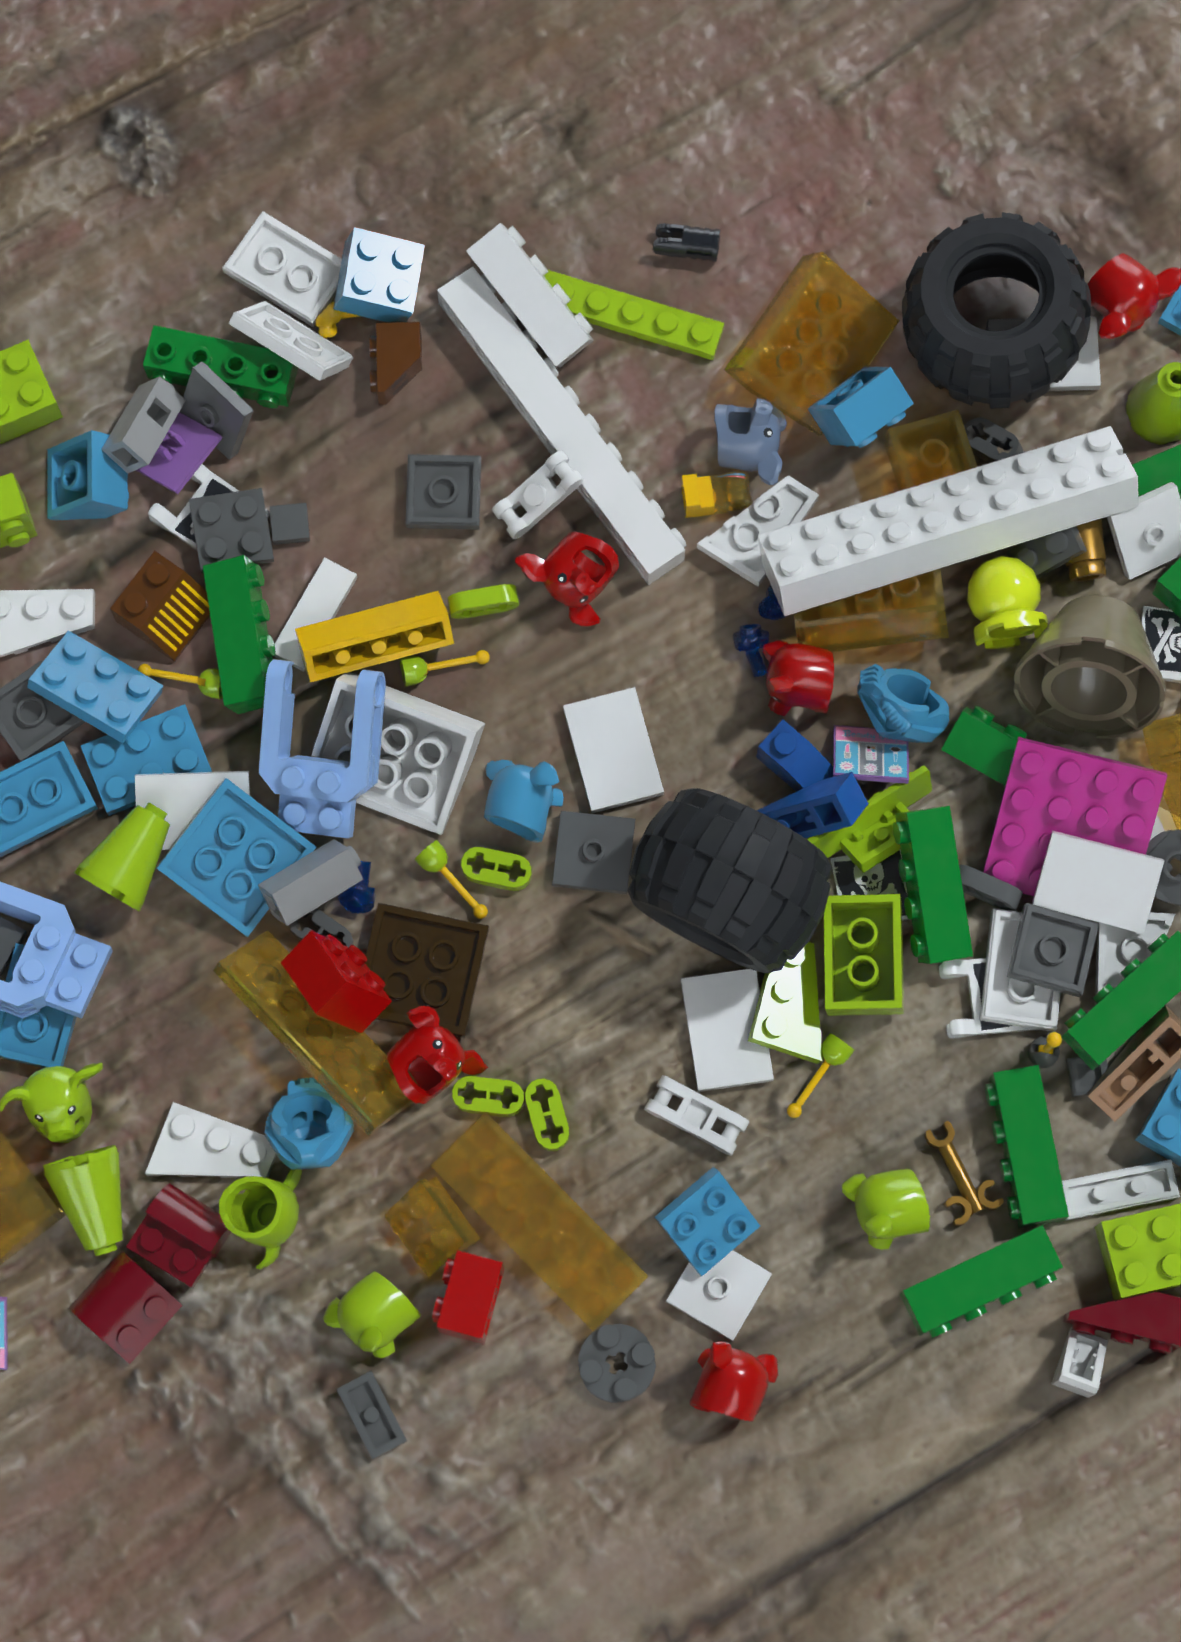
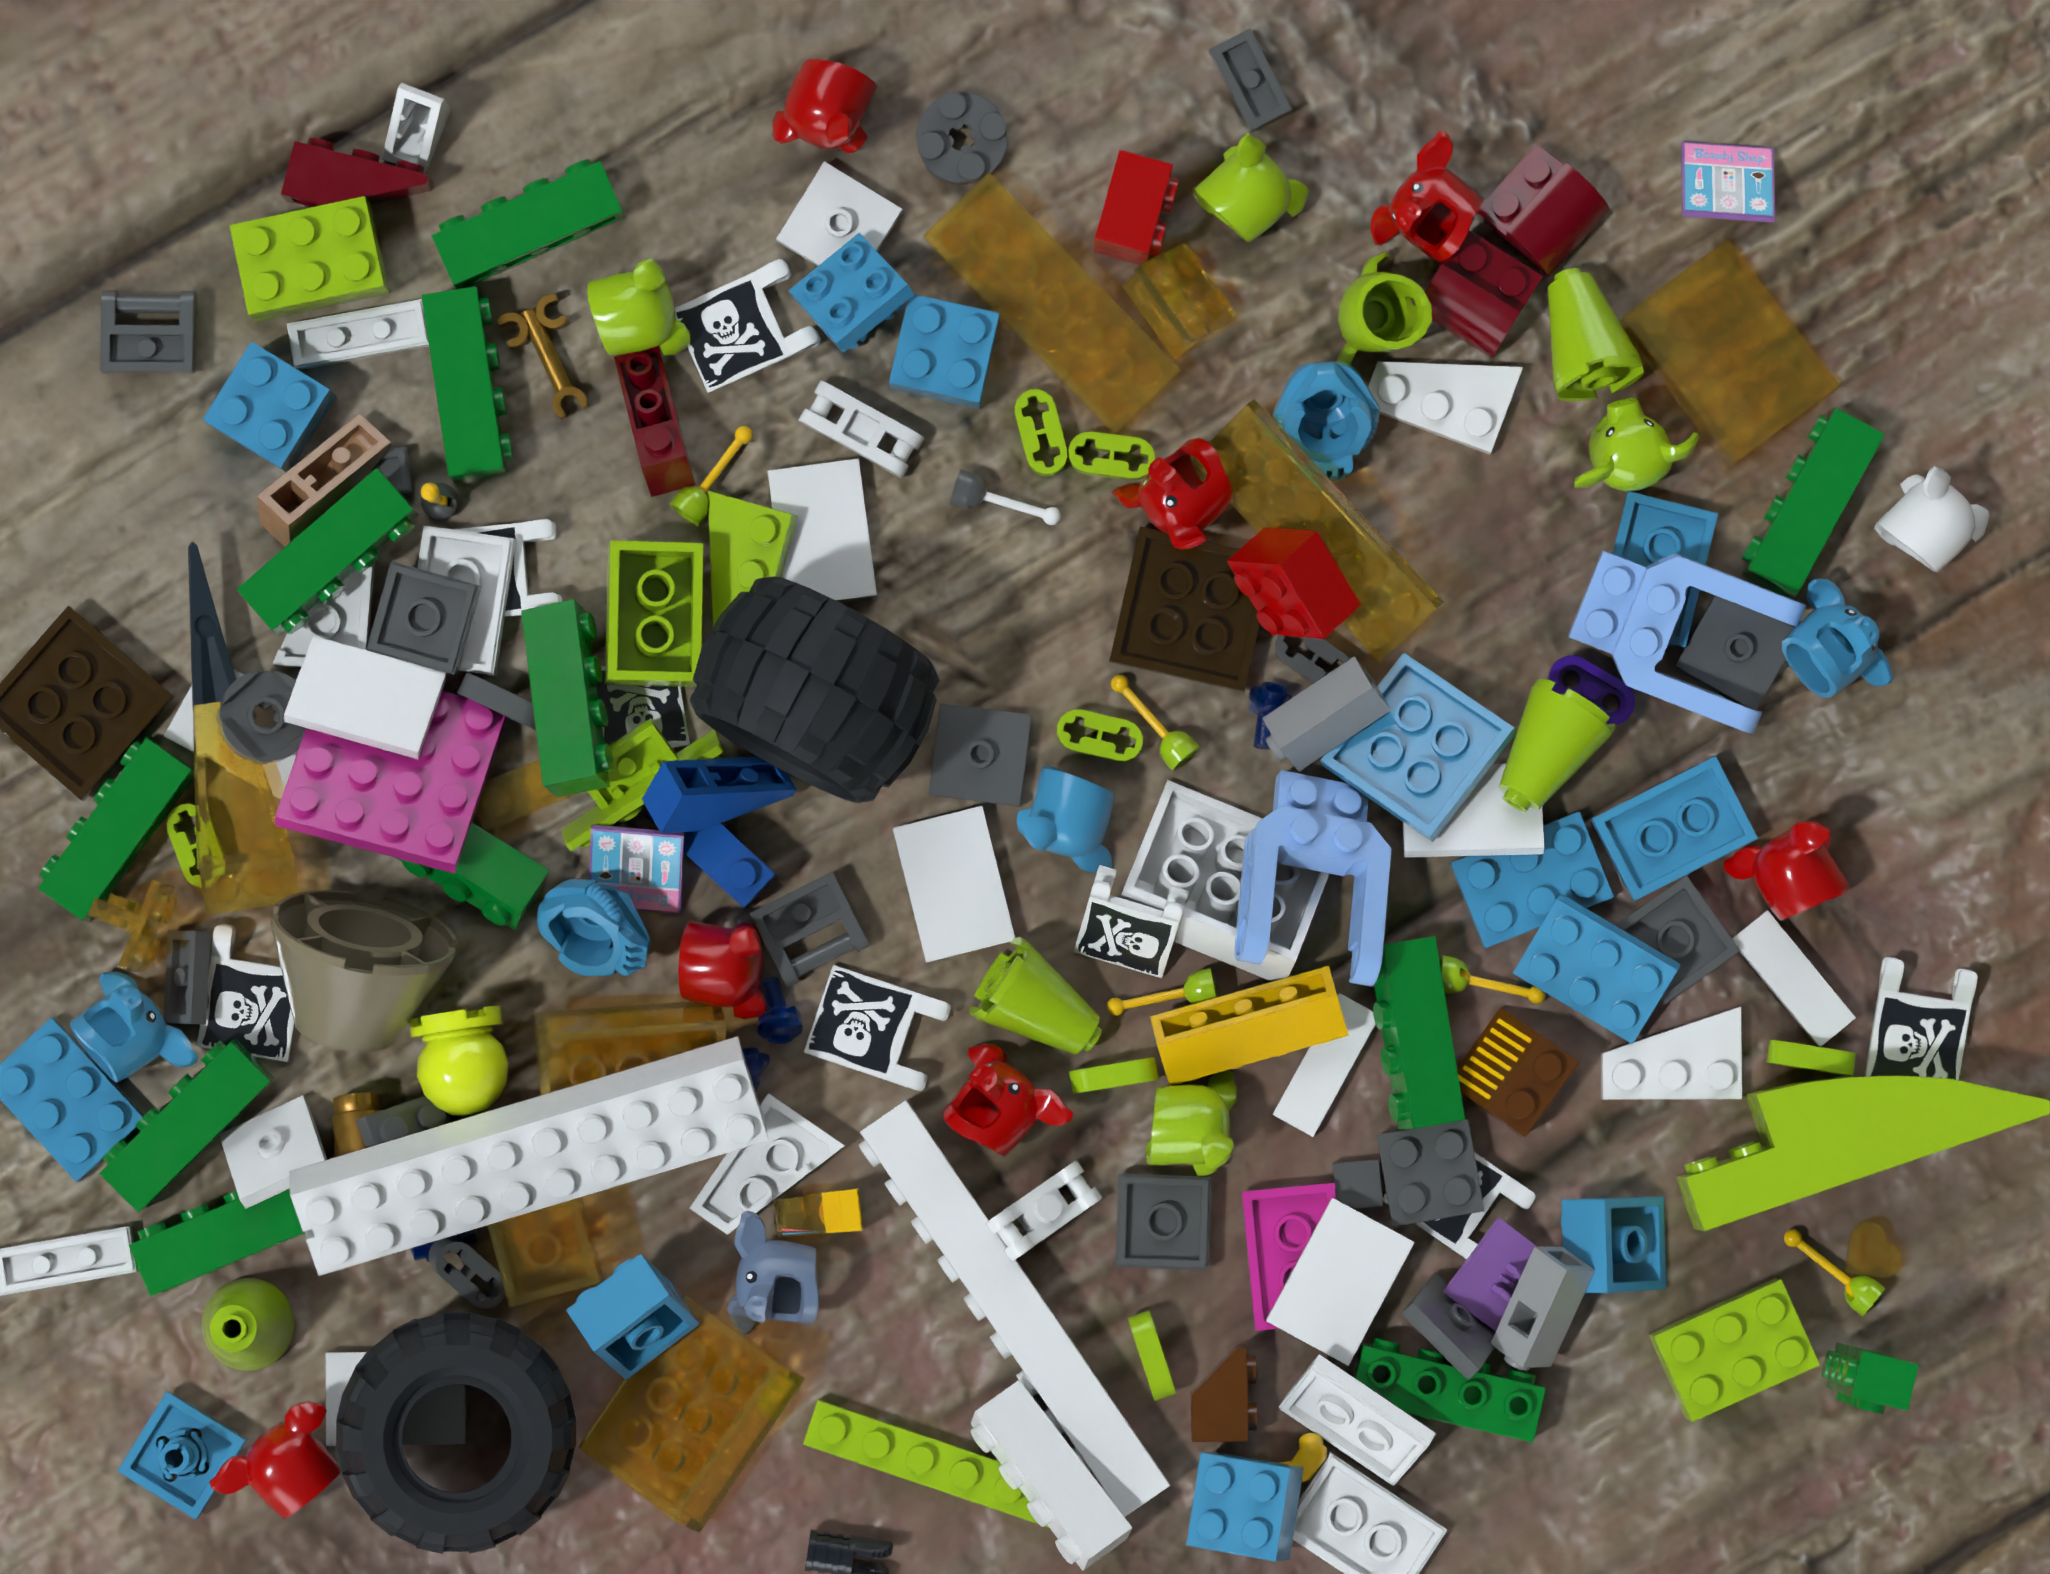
camera: 175 degrees left, 10 degrees up
(96, 909) = (1593, 686): none -> dark purple plate
(219, 1303) = (1430, 206): none -> red piece
(303, 444) = (1340, 1281): none -> white tile
(339, 467) = (1276, 1233): none -> dark pink plate
(419, 558) = (1193, 1124): none -> lime piece
(452, 391) = (1151, 1355): none -> lime beam
(470, 707) = (1126, 930): none -> flag
(548, 654) = (1035, 1001): none -> lime cone
(604, 1064) = (971, 491): none -> hinge
(628, 1178) = (944, 351): none -> dark azure brick
(681, 639) = (867, 1023): none -> flag
(735, 722) = (803, 914): none -> dark grey plate
(802, 1197) = (737, 331): none -> flag
(868, 1115) = (654, 421): none -> dark red slope
(975, 813) = (514, 796): none -> clear yellow plate

